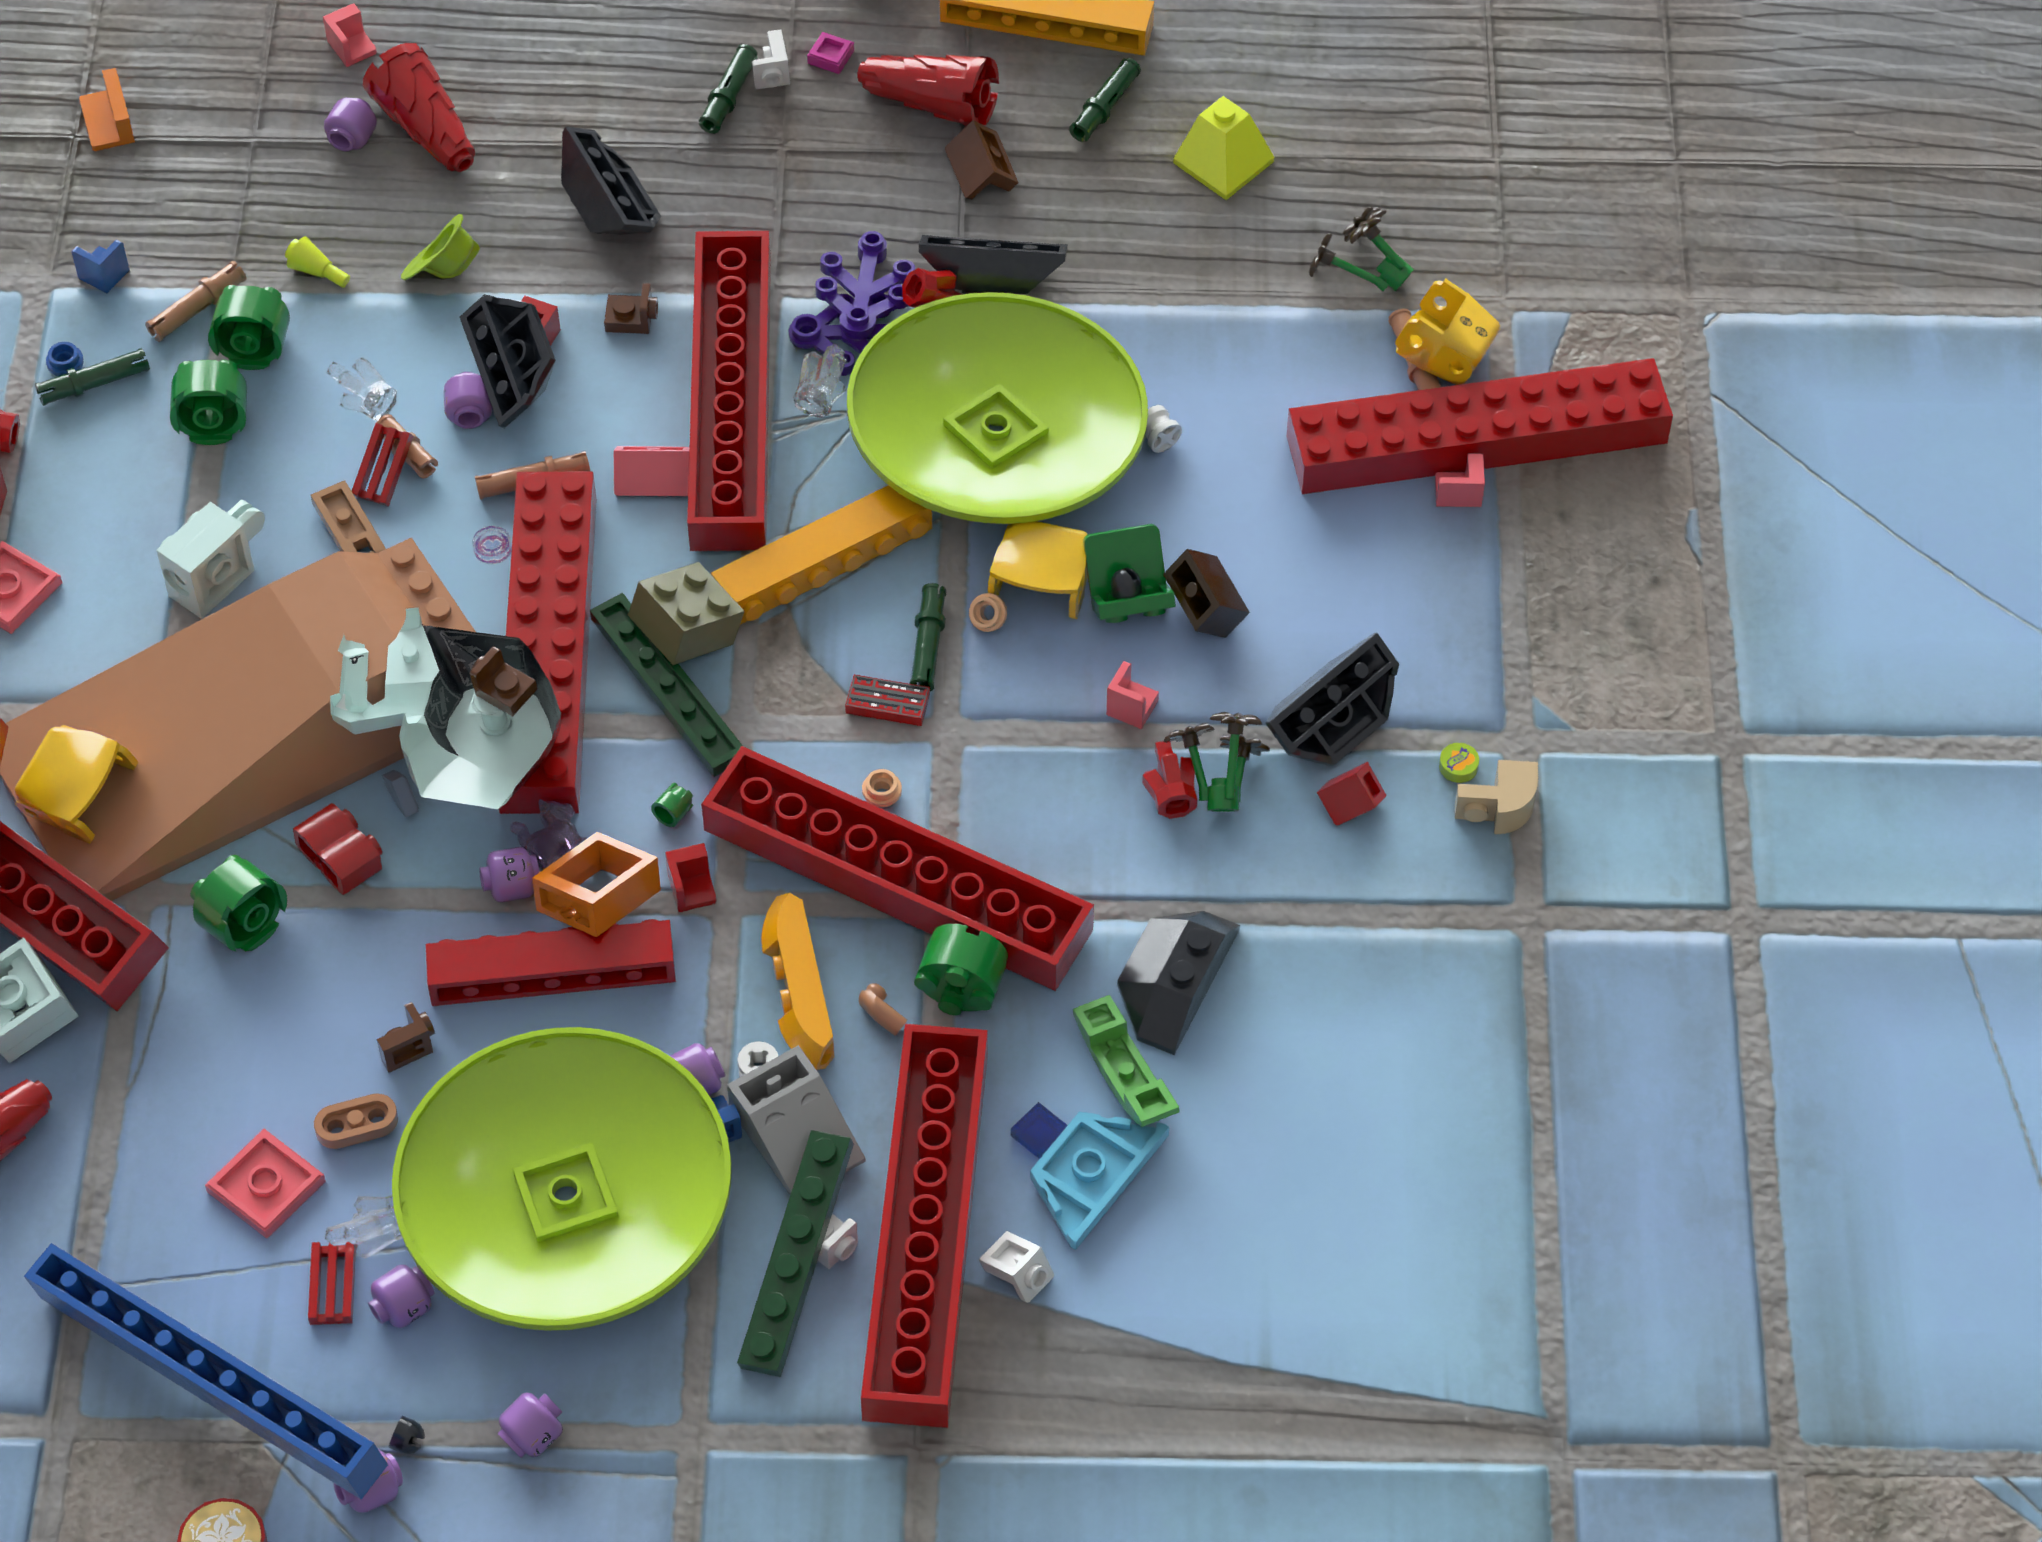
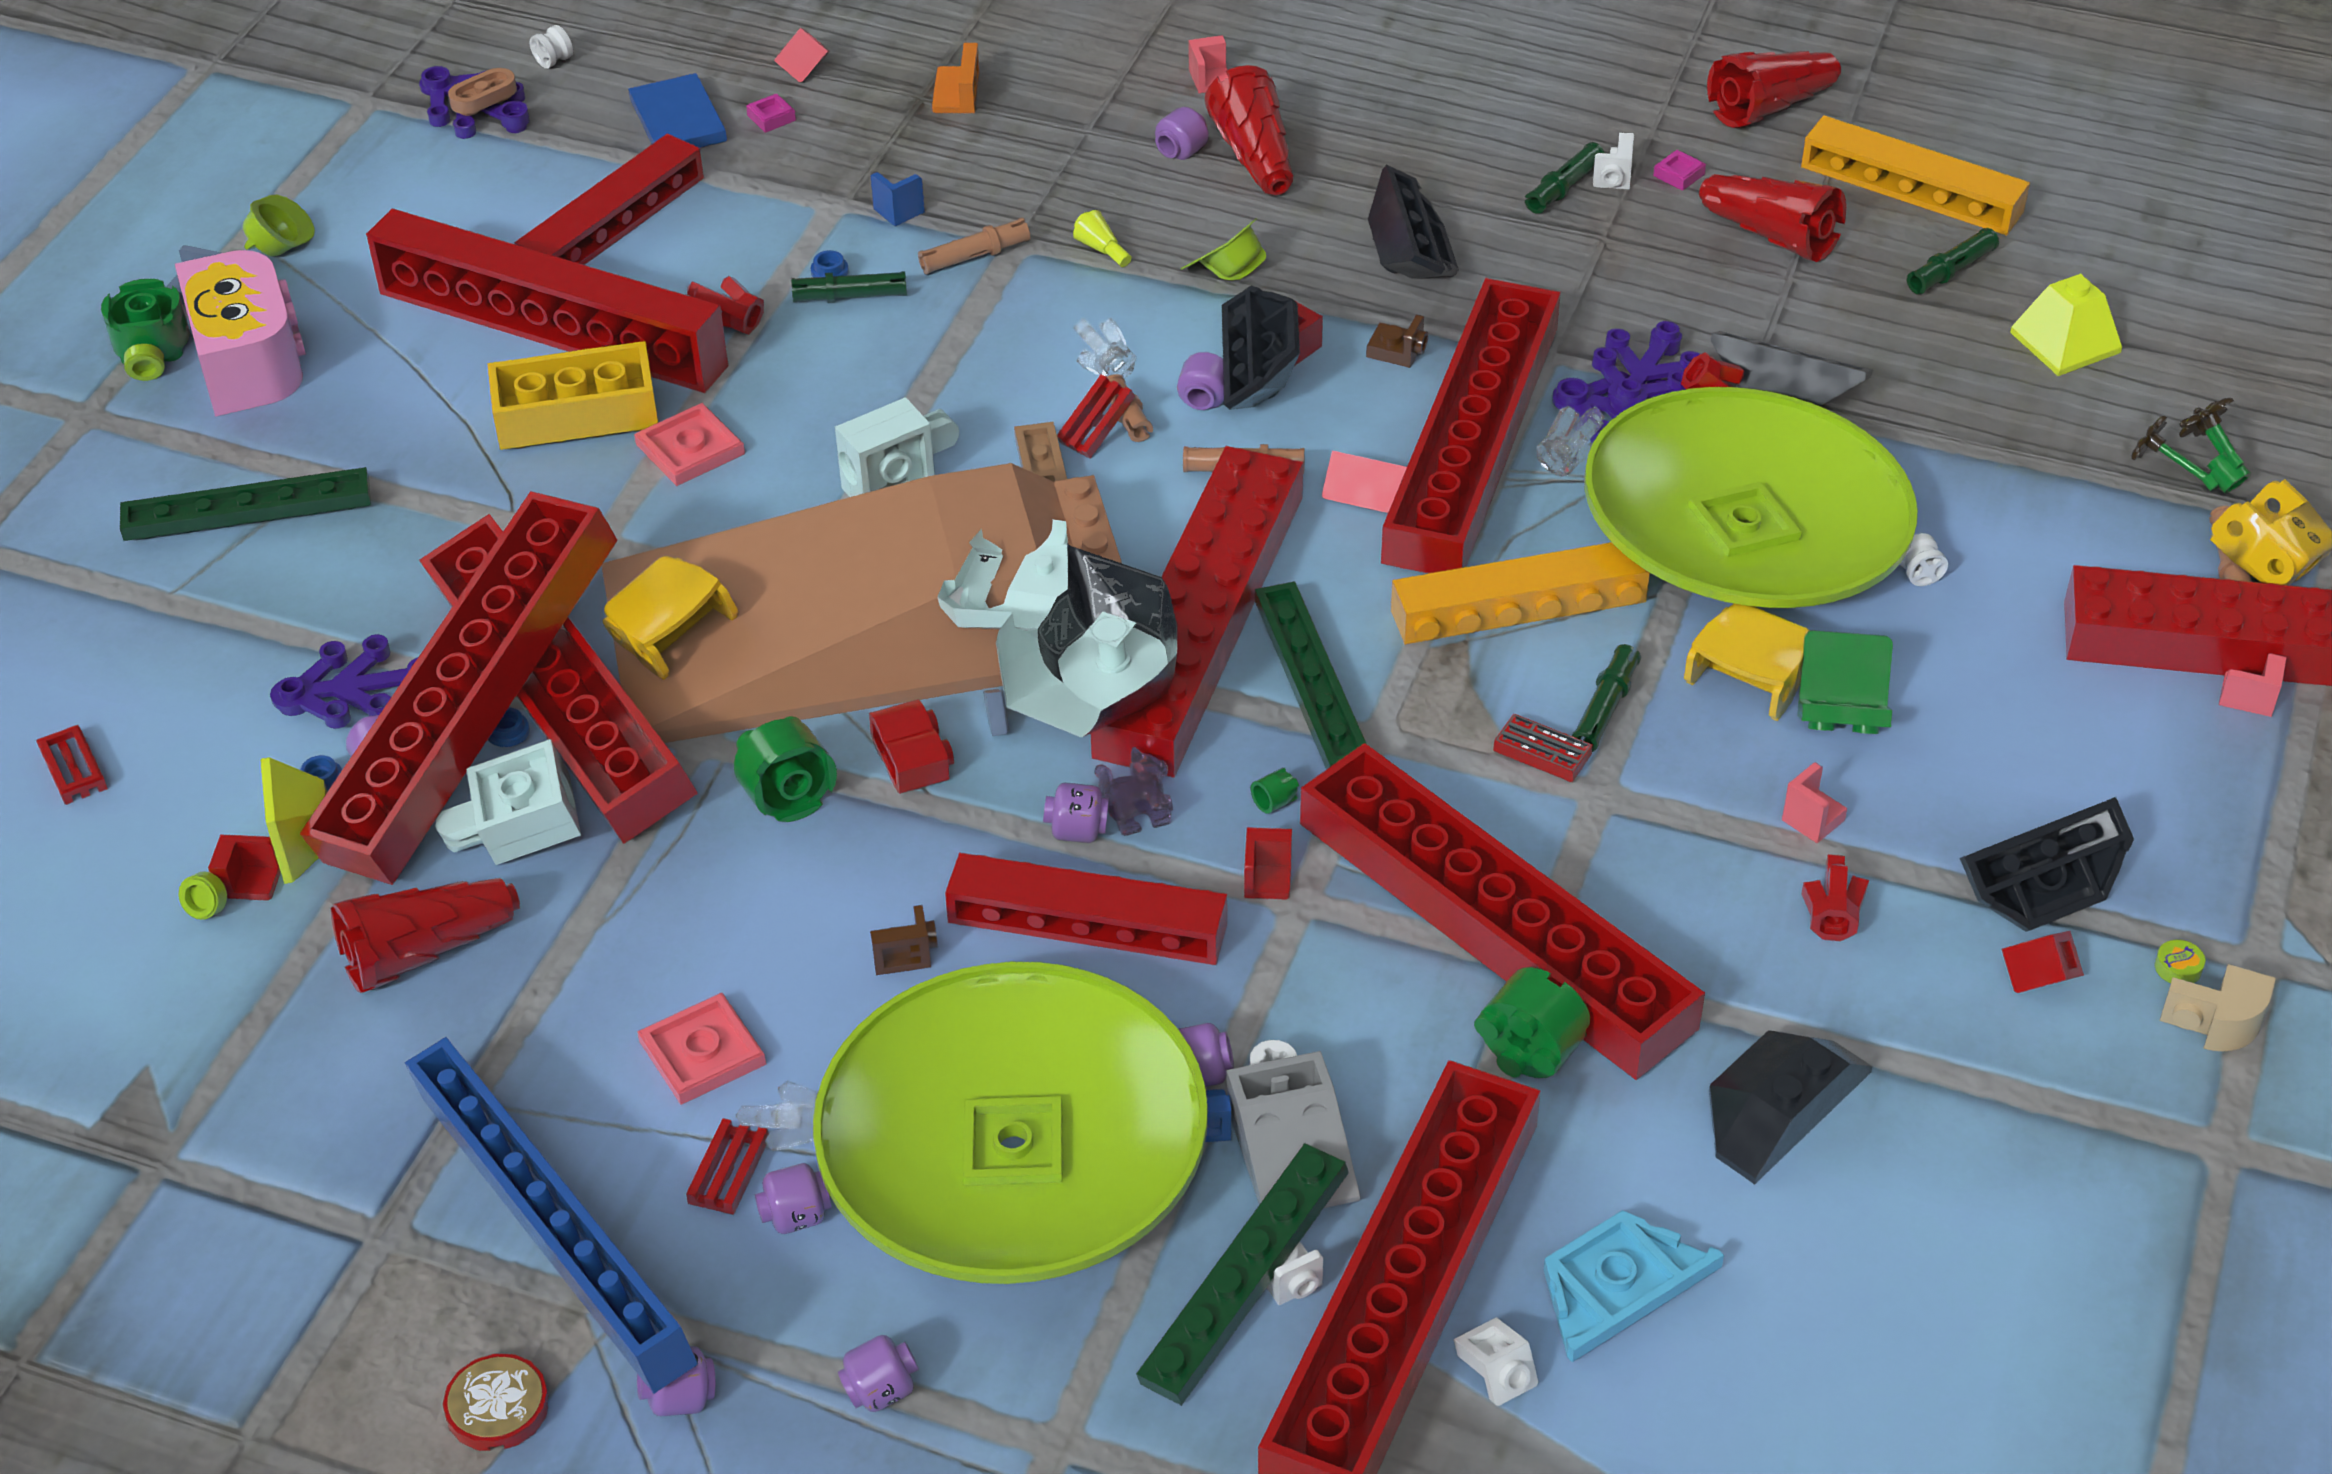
camera: 20 degrees right, 10 degrees down
(208, 401) = (947, 324): green brick -> none
(249, 326) = (1013, 271): green brick -> none
(355, 1120) = (819, 1010): nougat plate -> none
(403, 1436) = (737, 1345): black hinge -> none
(492, 545) = (1176, 512): clear tile -> none
(501, 683) = (1124, 612): reddish brown bracket -> none
(559, 890) = (1161, 840): orange window -> none
(685, 613) = (1352, 611): olive brick -> none
(790, 945) = (1345, 1017): light orange brick -> none
(873, 1003) = (1425, 1039): nougat arm -> none
(881, 780) = (1508, 827): light nougat plate -> none
(977, 616) = (1671, 681): light nougat plate -> none
(980, 160) = (1804, 282): reddish brown panel -> none
(1037, 1130) = (1567, 1218): clear blue tile -> none
(1122, 1064) = (1689, 1172): bright green slope -> none
(1126, 583) = (1841, 690): black hinge -> none
(1206, 593) = (1929, 722): dark brown brick -> none
(1224, 792) = (1894, 923): plant -> none

